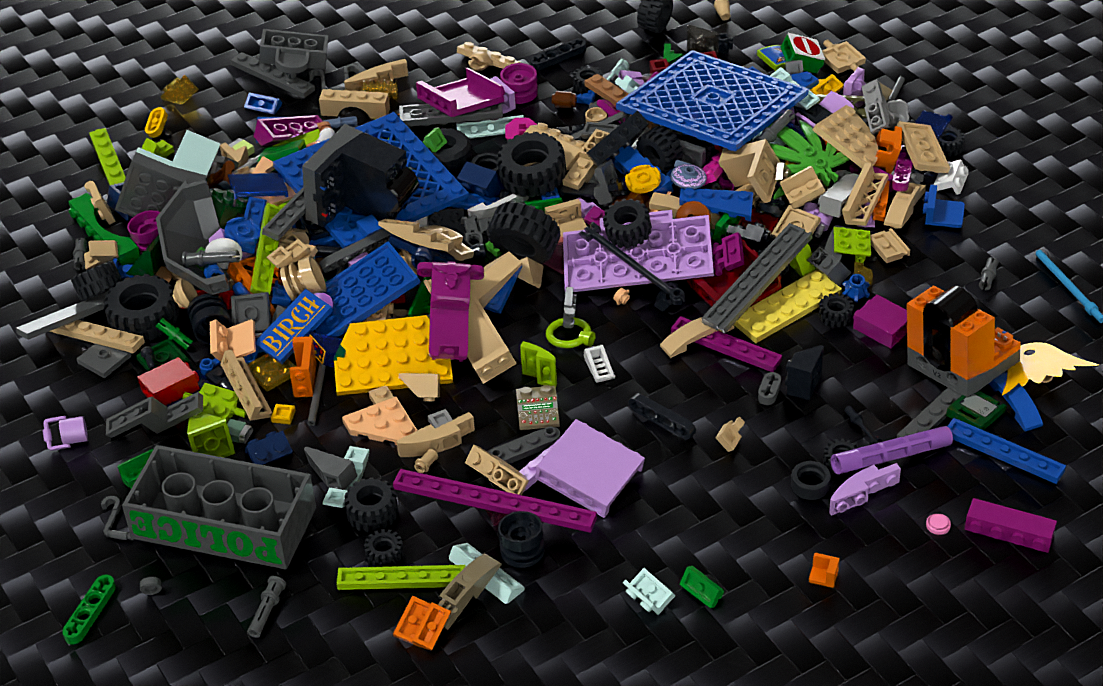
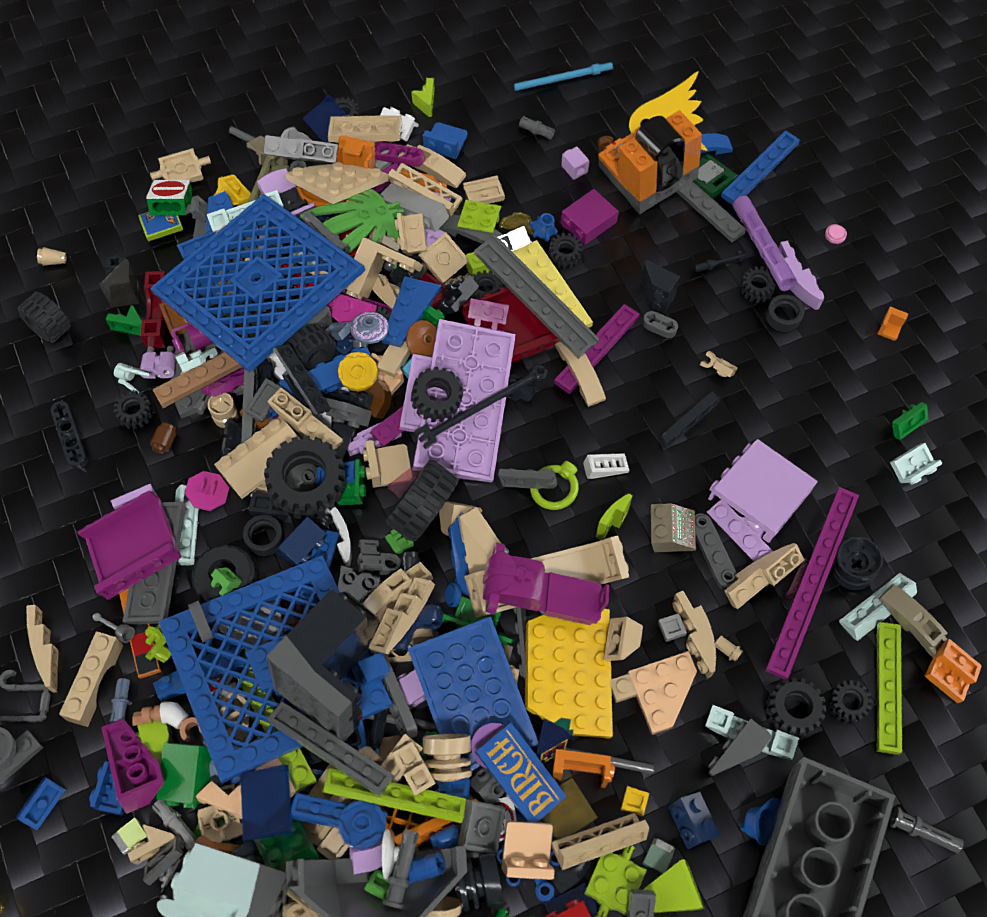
camera: 85 degrees left, 20 degrees up
(391, 88) = (72, 644): clear yellow piece -> none
(393, 126) = (200, 621): none -> dark grey beam
(394, 108) = (123, 632): none -> dark grey hinge
(484, 58) = (49, 514): tan plate -> none
(522, 80) = (119, 476): magenta wheel -> none
(586, 98) = (161, 415): blue tile -> none
(621, 296) = (510, 429): light nougat plate -> none
(853, 85) = (245, 166): lavender piece -> none
(989, 191) = (424, 98): none -> lime slope
(1010, 525) = (847, 184): magenta brick -> none

